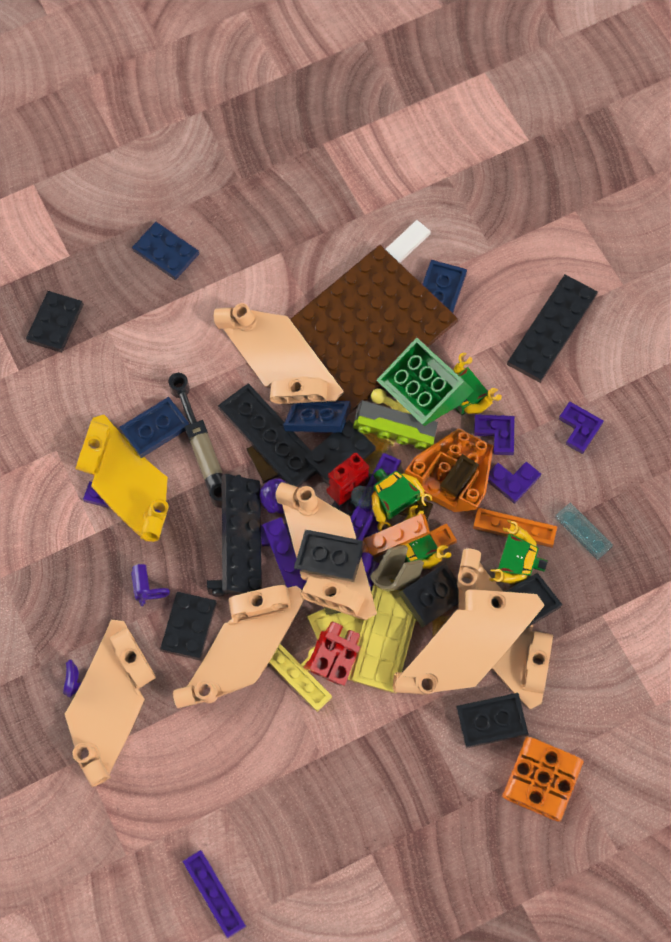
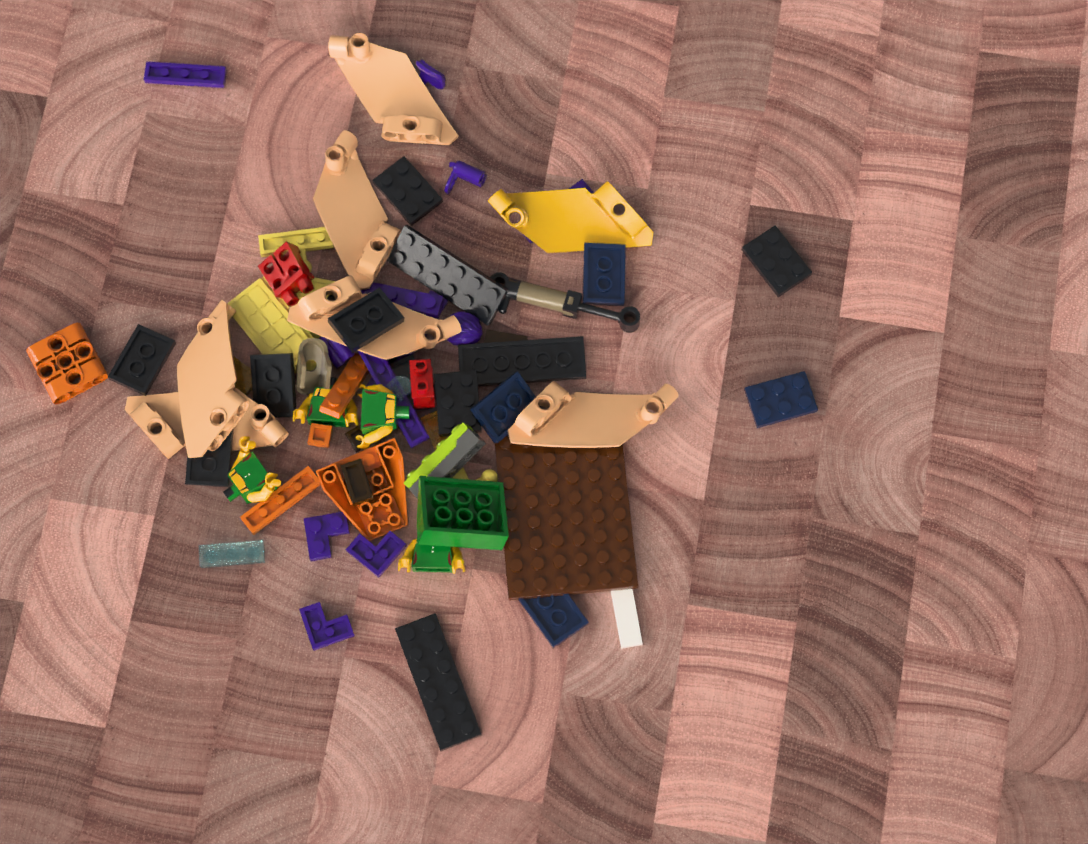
camera: 125 degrees right, 5 degrees up
(215, 588) = (421, 226): black plate -> none

